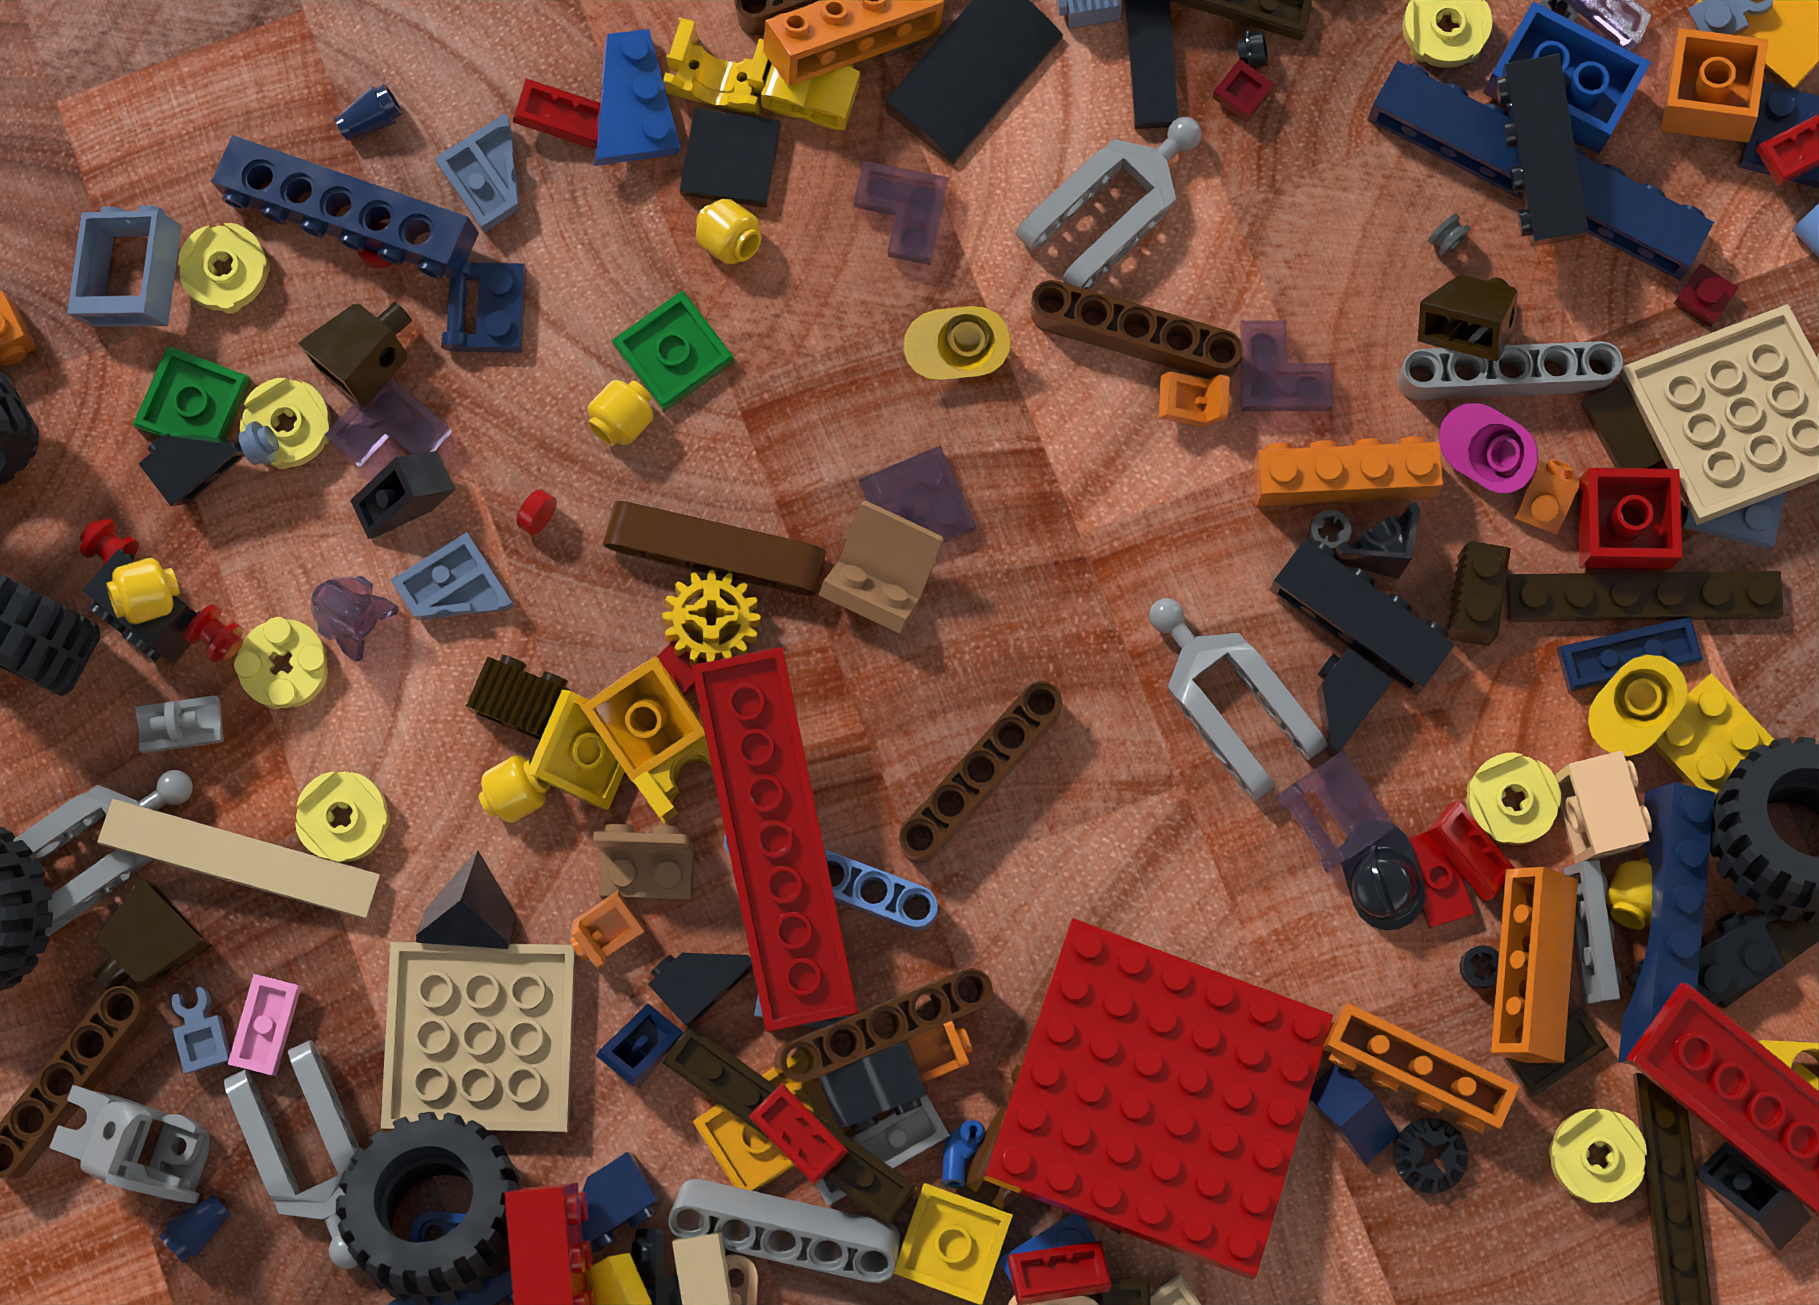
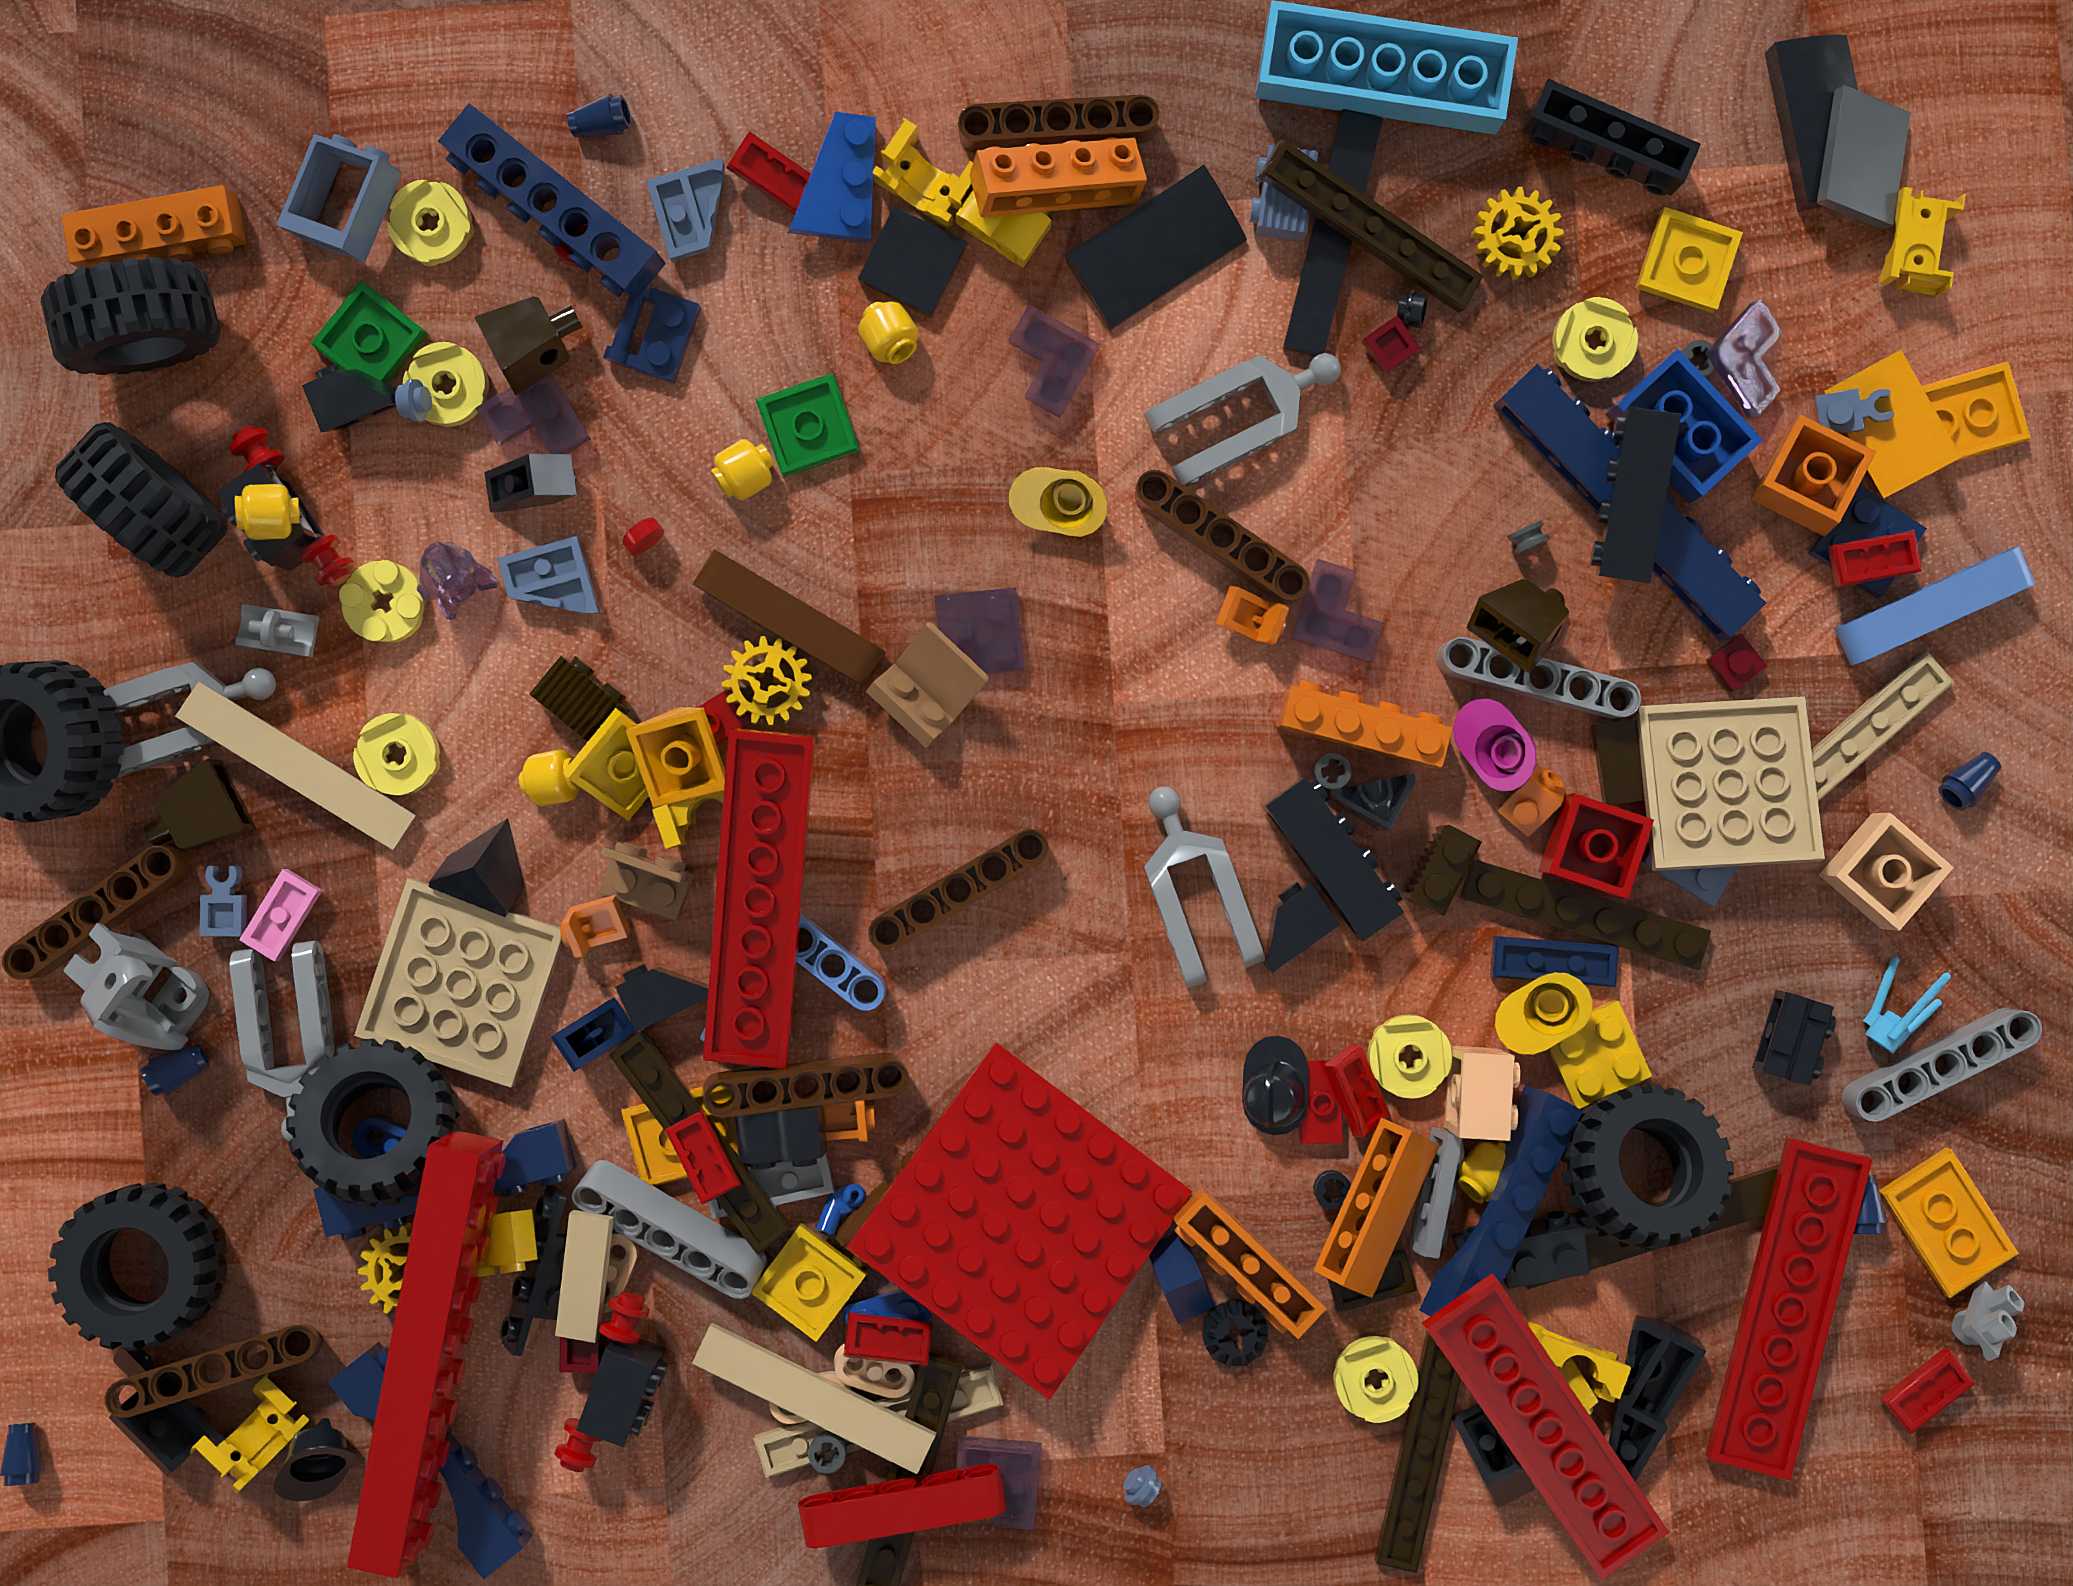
camera: 10 degrees right, 10 degrees up
(1349, 804) = (1266, 1017): clear purple plate -> none

